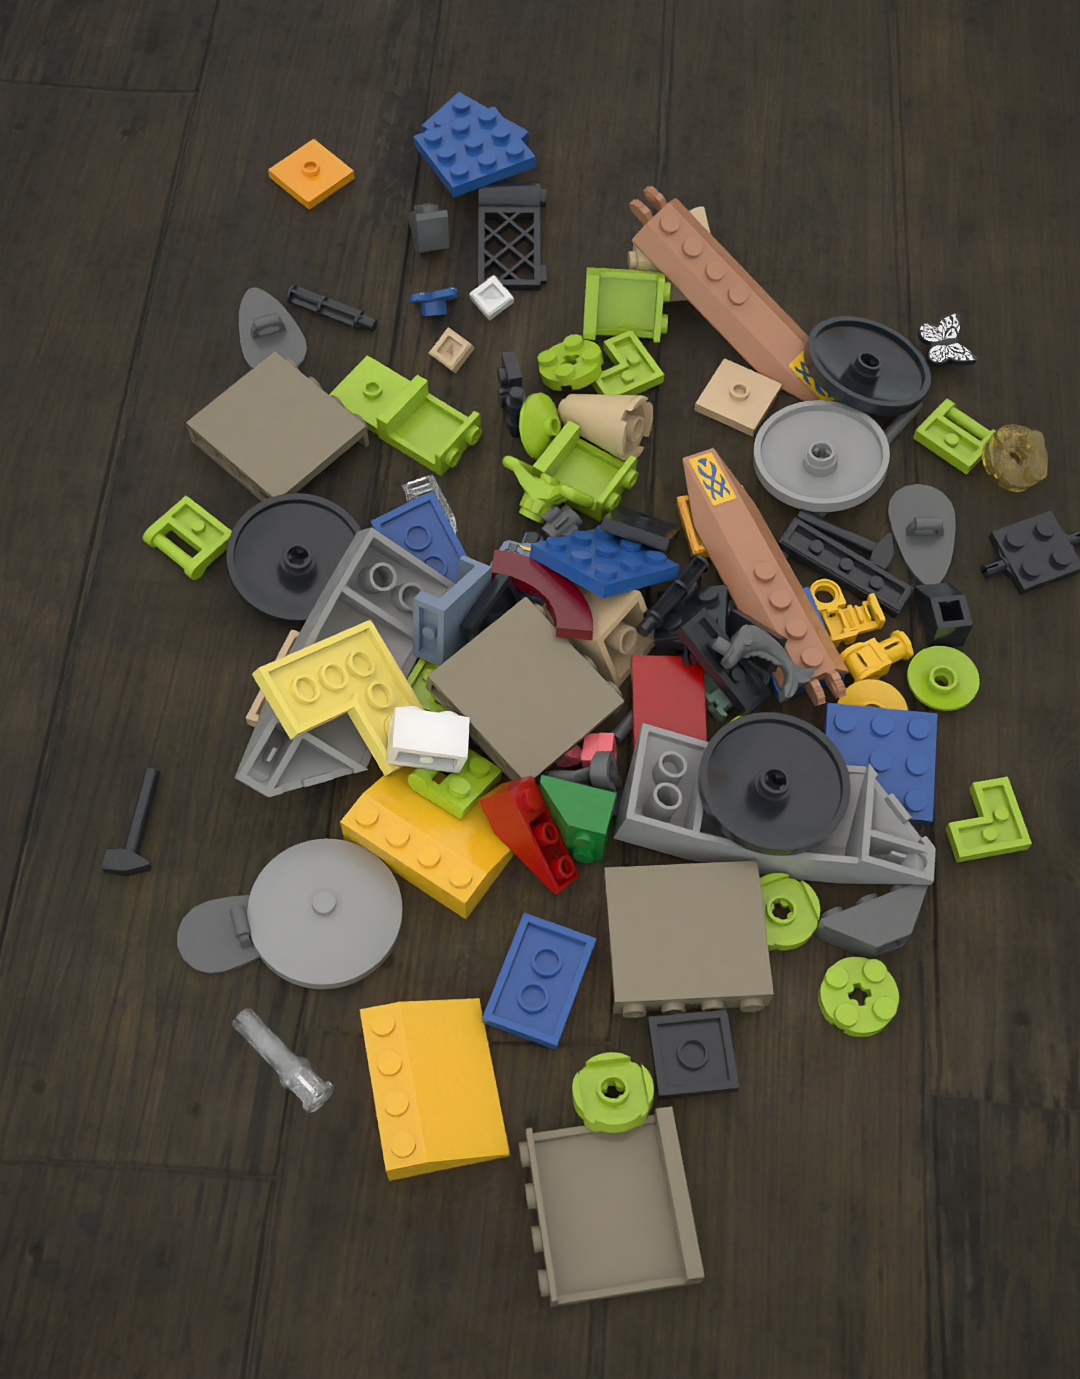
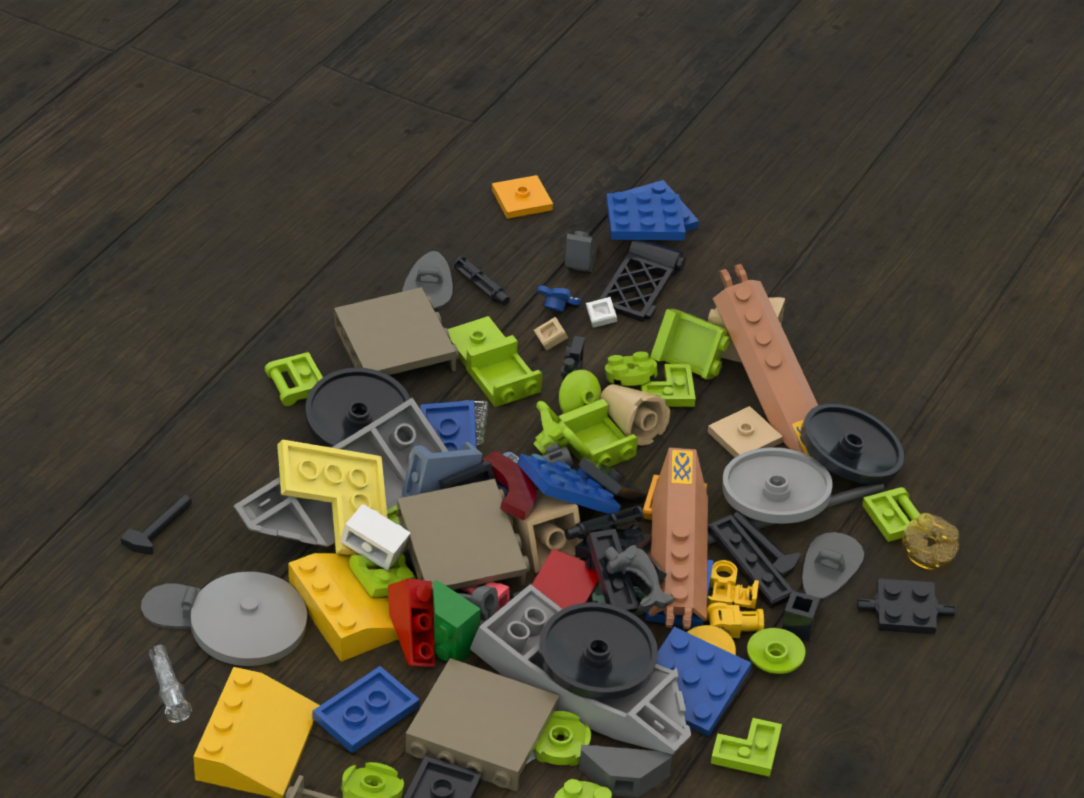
camera: 25 degrees right, 20 degrees down
(944, 342) = (926, 452): black animal -> none

